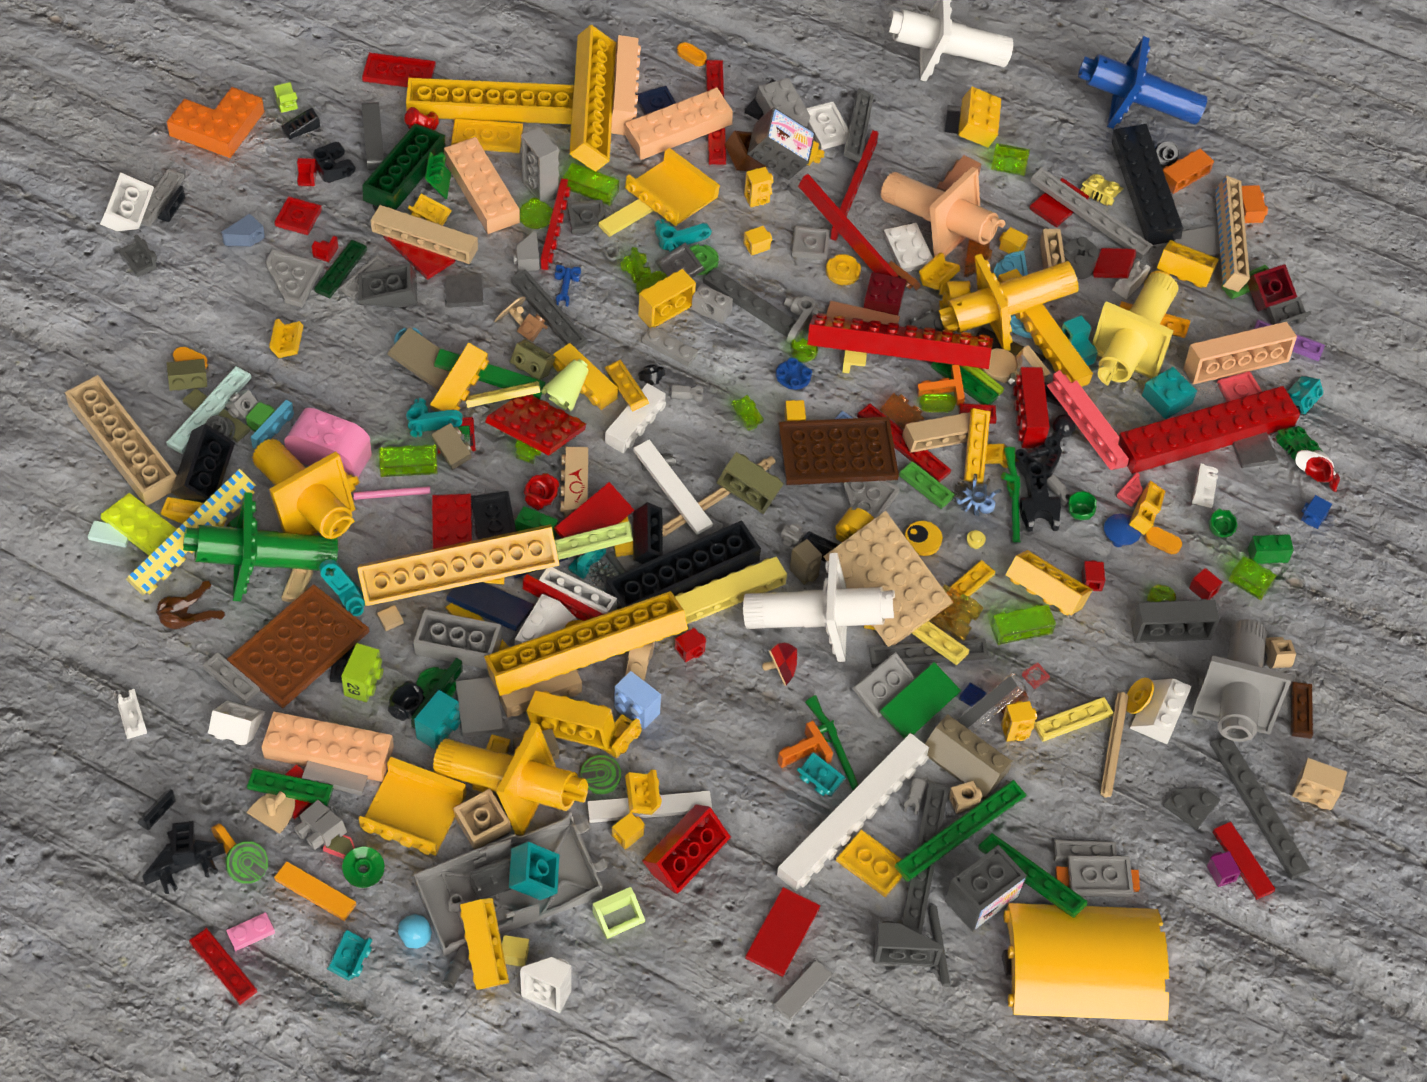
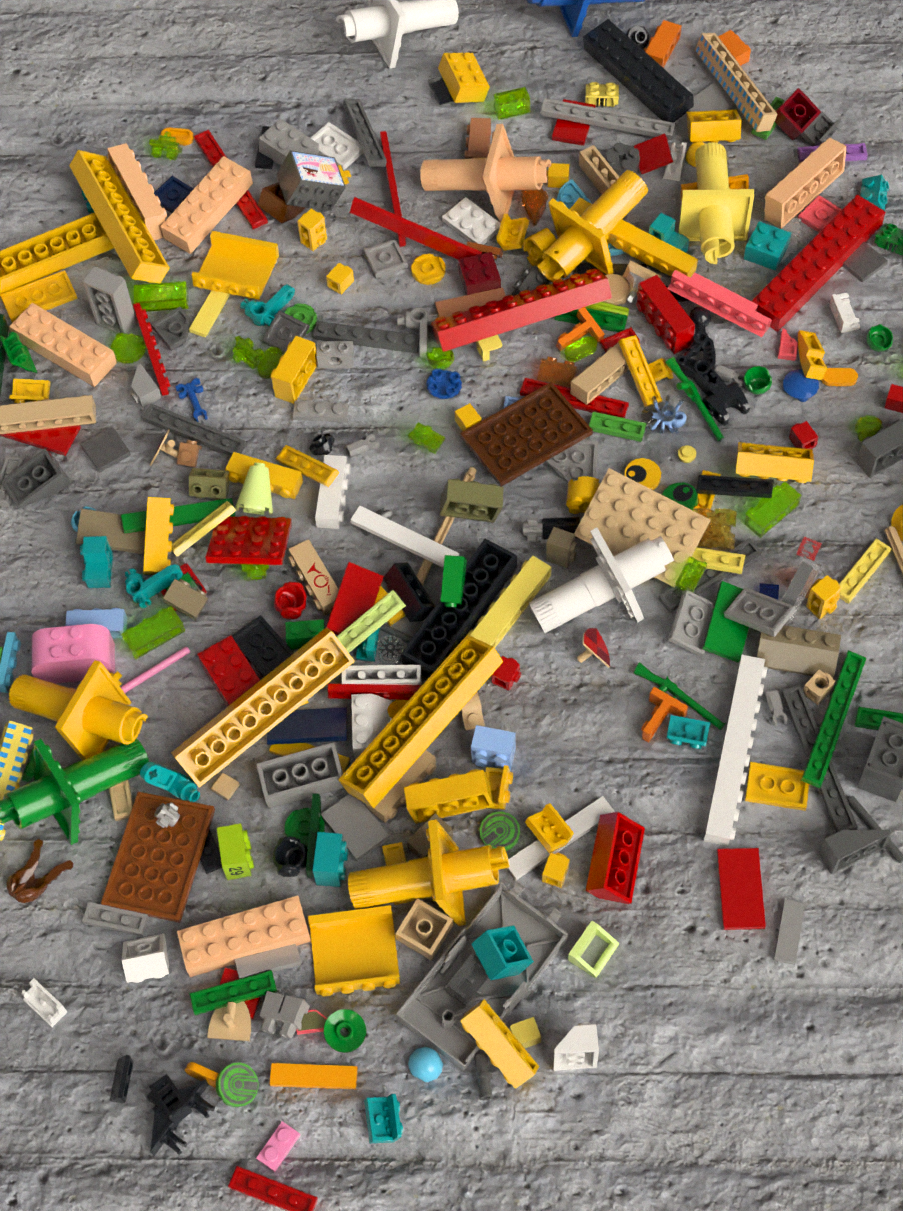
camera: 20 degrees left, 5 degrees up
(323, 613) = (167, 815): none -> light grey gear
(380, 434) = (113, 619): none -> light blue brick
(398, 379) = (98, 561): none -> teal brick
(678, 56) = (165, 143): none -> clear neon green hips
(688, 539) = (453, 580): none -> green slope
(908, 640) = (691, 574): none -> clear neon green hips
(946, 571) = (683, 494): none -> green tile
(949, 704) = (759, 612): none -> light grey tile
(999, 587) = (735, 486): none -> black tile

